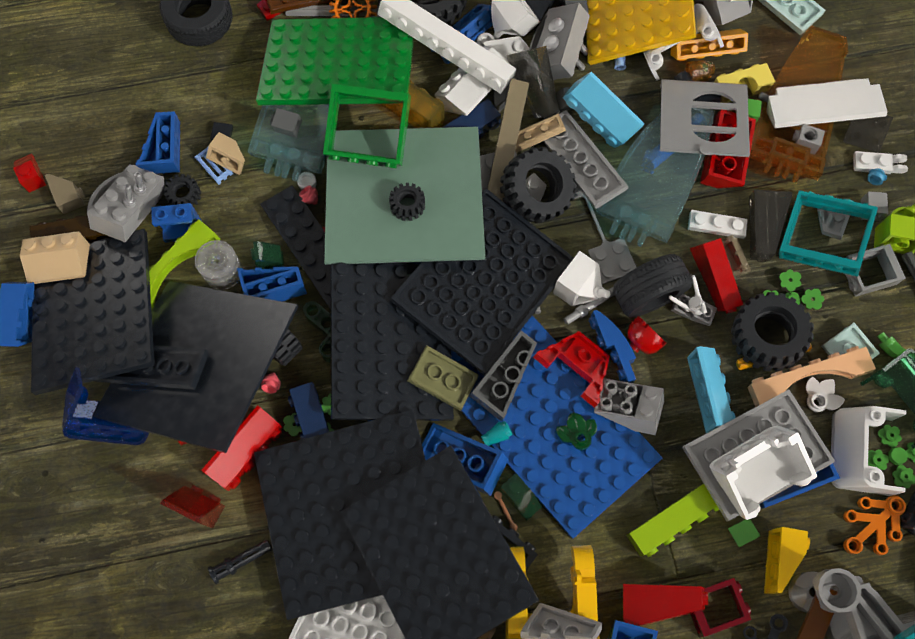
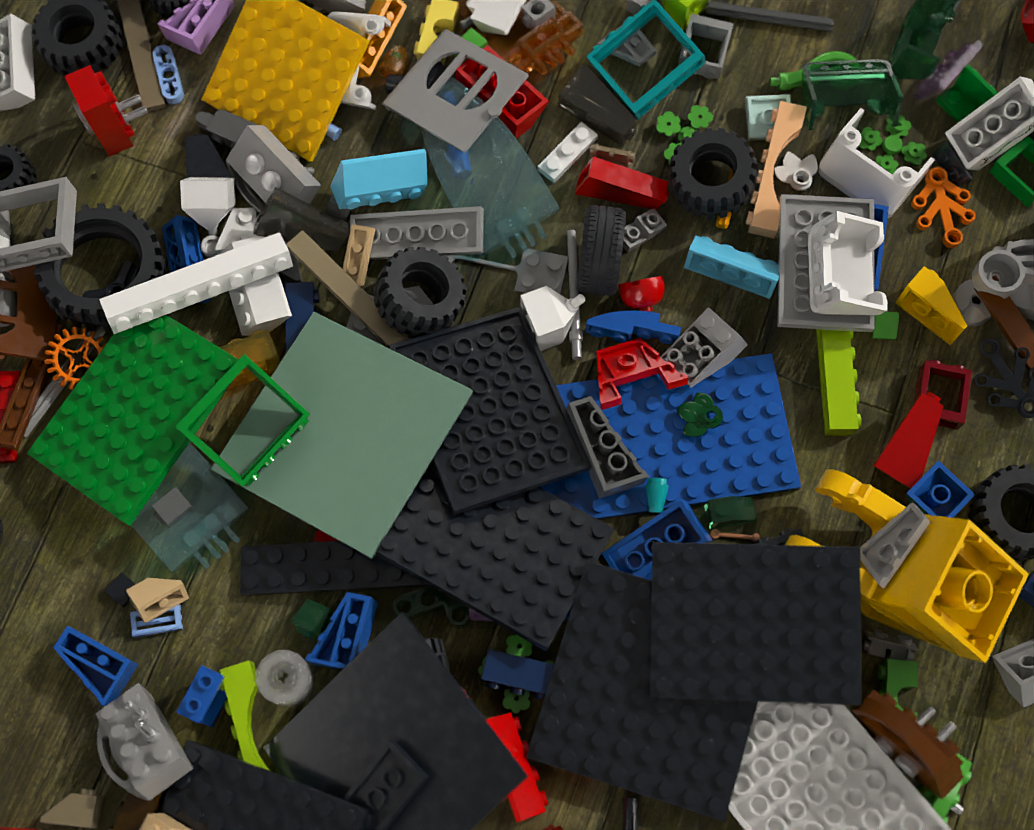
camera: 55 degrees left, 0 degrees up
(179, 182) = (153, 667): black tyre -> none
(306, 179) = (246, 529): white tile -> none
(309, 195) = (266, 535): coral plate -> none
(407, 192) = (365, 442): black tyre -> none
(443, 378) = (567, 512): olive tile -> none
(695, 304) = (641, 224): white plant -> none

